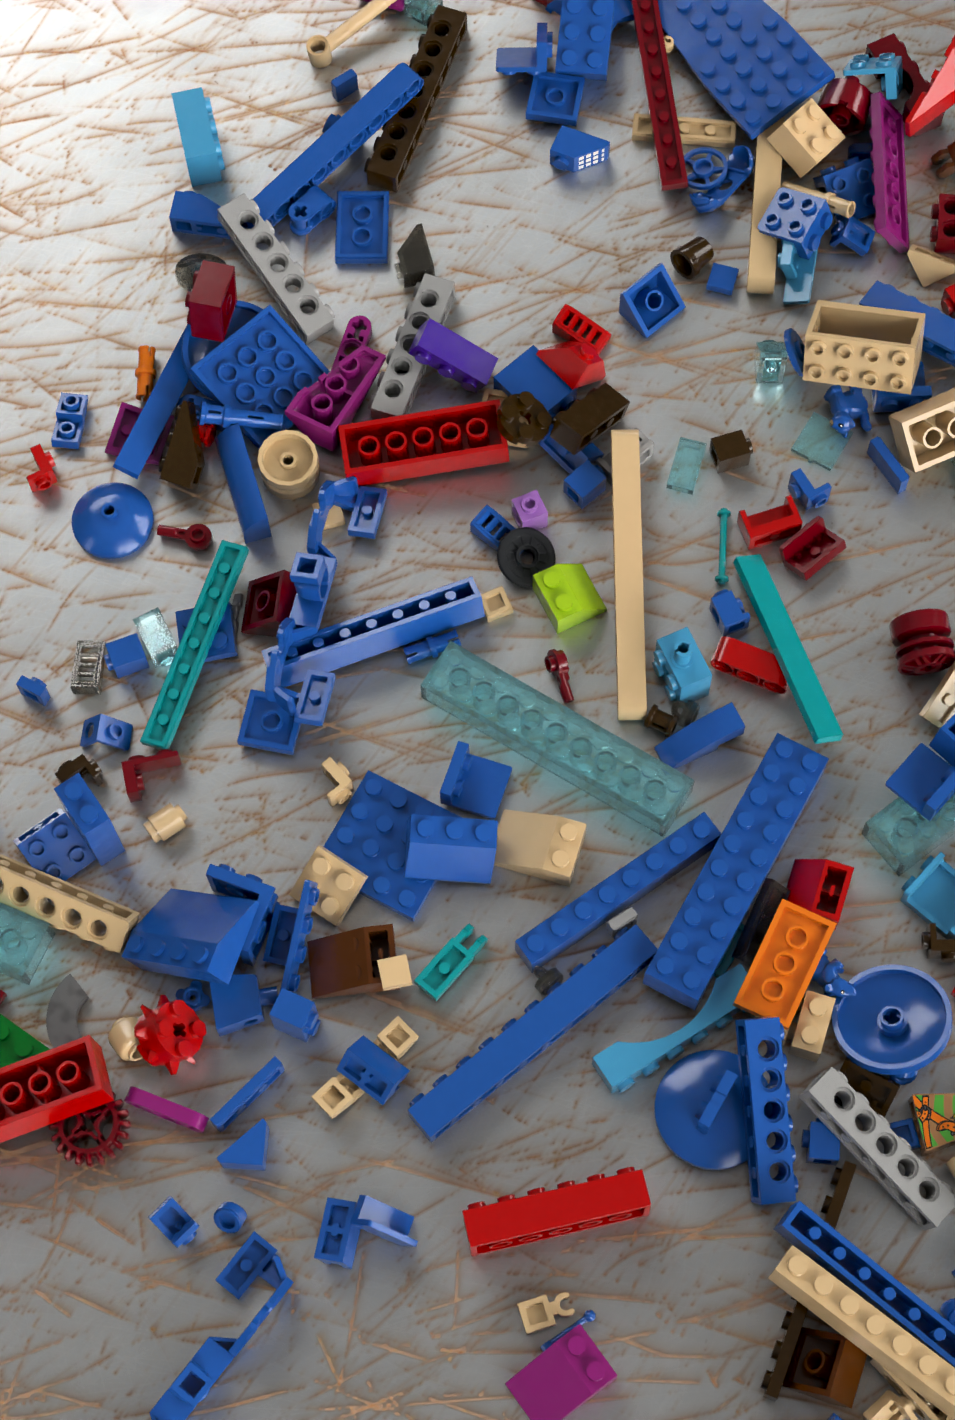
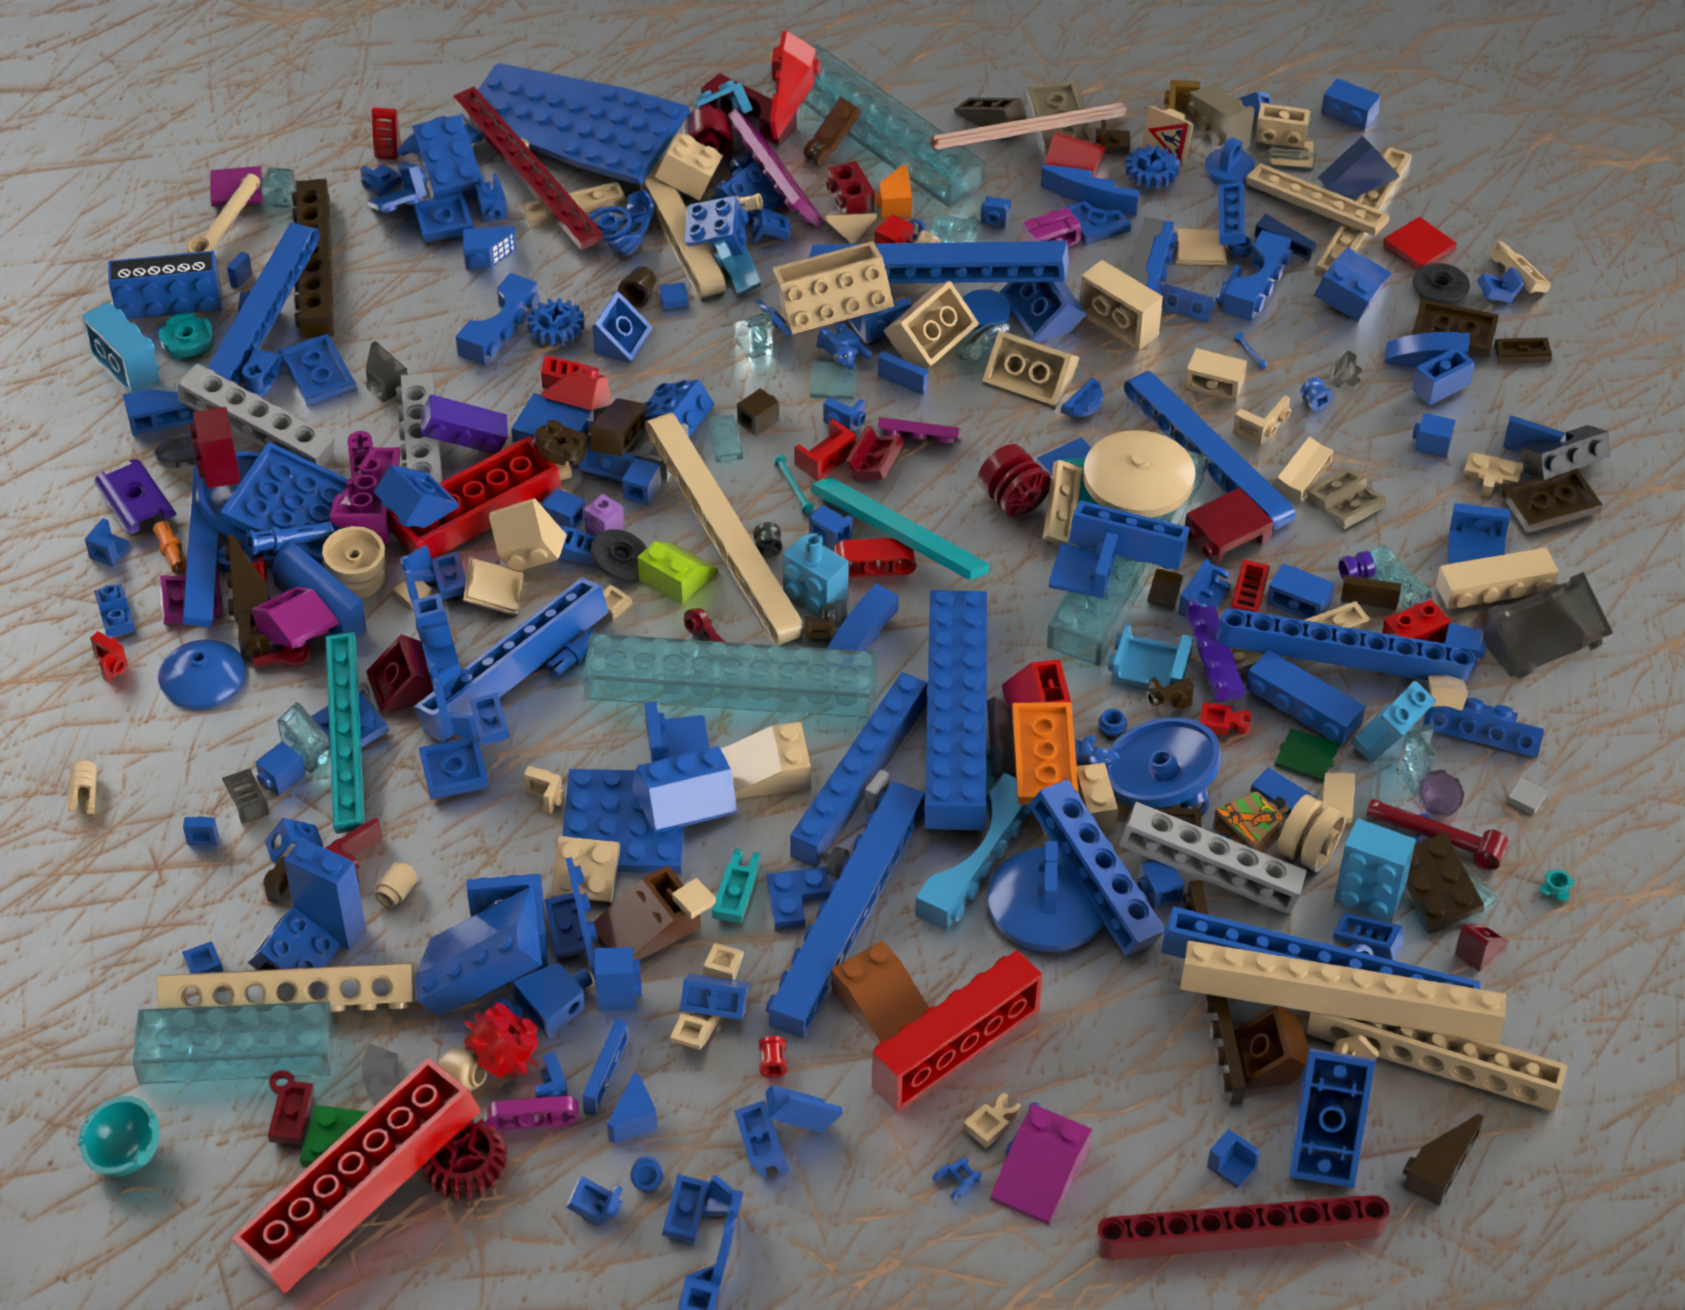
camera: 30 degrees left, 20 degrees down
(94, 345) = (105, 546): none -> blue panel
(136, 290) = (133, 495): none -> dark purple piece
(164, 503) = (249, 639): none -> dark brown bracket
(200, 1083) = (552, 1078): none -> blue bracket
(206, 505) = (294, 617): none -> magenta slope
(267, 80) = (165, 285): none -> blue brick
(269, 153) = (197, 342): none -> teal plate
(364, 426) = (414, 496): none -> blue slope
(391, 1153) = (772, 1057): none -> red bush
(397, 542) = (493, 586): none -> tan piece
(446, 509) = (526, 535): none -> tan slope
(497, 986) = (790, 889): none -> blue plate
(498, 486) = (565, 508): none -> blue brick
(501, 1358) = (949, 1171): none -> blue piece
(515, 1142) = (878, 991): none -> dark orange slope
(519, 28) = (380, 179): none -> blue bracket
(522, 257) = (483, 338): none -> blue arch
(597, 266) = (556, 322): none -> blue gear
(607, 97) = (491, 199): none -> blue brick
(661, 411) = (684, 399): none -> blue bracket
(665, 601) = (768, 539): none -> pearl dark grey wheel
(870, 536) = (919, 429): none -> magenta plate
(880, 942) = (1112, 722): none -> blue plate

